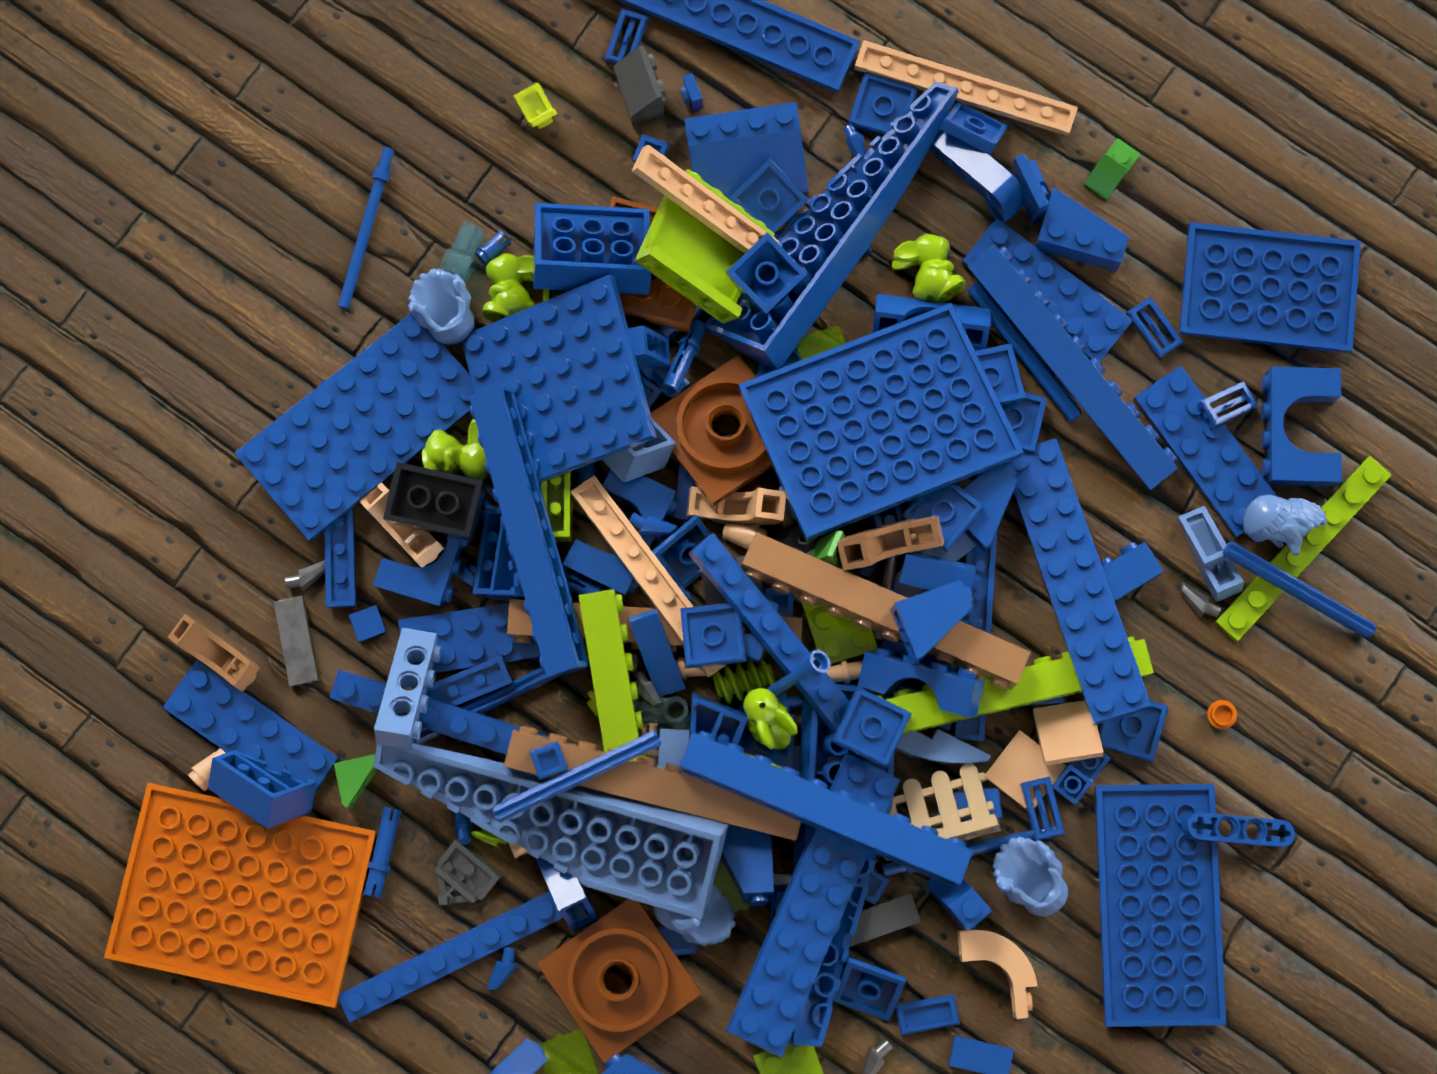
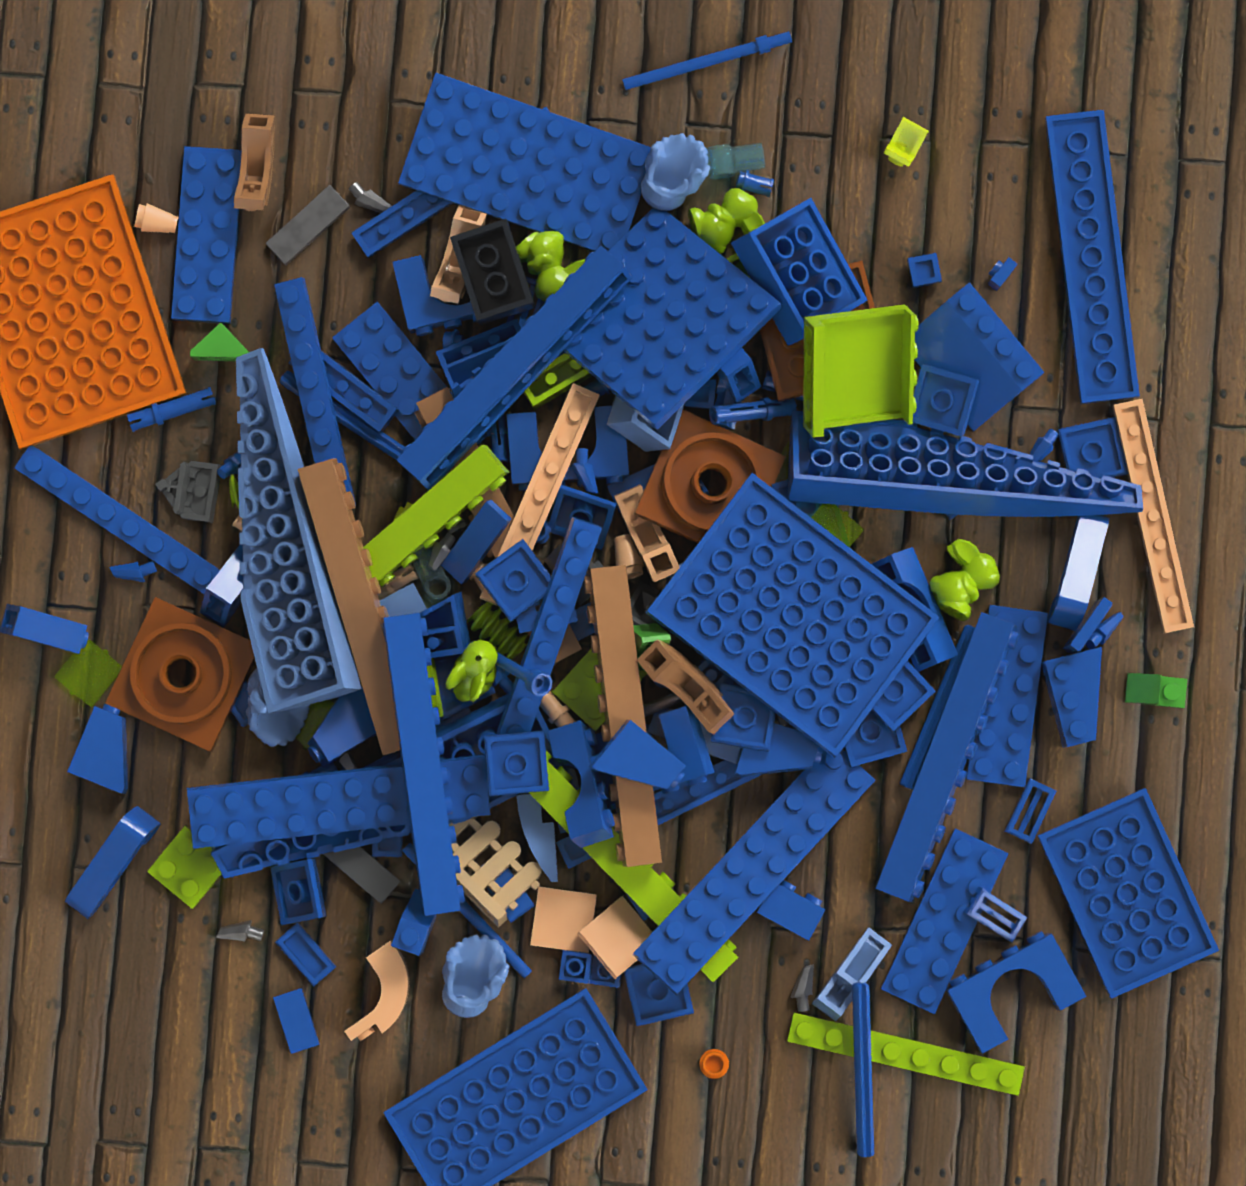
camera: 55 degrees right, 5 degrees up
(260, 791) = (160, 273): blue wedge -> none
(367, 624) = (358, 277): blue tile -> none
(402, 730) = (357, 328): medium blue brick -> none
(548, 760) = (324, 503): blue tile -> none
(576, 776) = (324, 536): blue axle -> none
(609, 58) = (1021, 196): blue tile -> none
(640, 86) = (973, 228): dark grey slope -> none
(697, 199) = (894, 349): light nougat plate -> none
(765, 274) = (866, 438): blue slope -> none
(974, 127) = (1117, 544): blue tile -> none
(1031, 812) = (556, 935): blue tile -> none
(1238, 829) = (620, 1132): blue beam -> none
(1282, 520) = (914, 1019): medium blue hair -> none

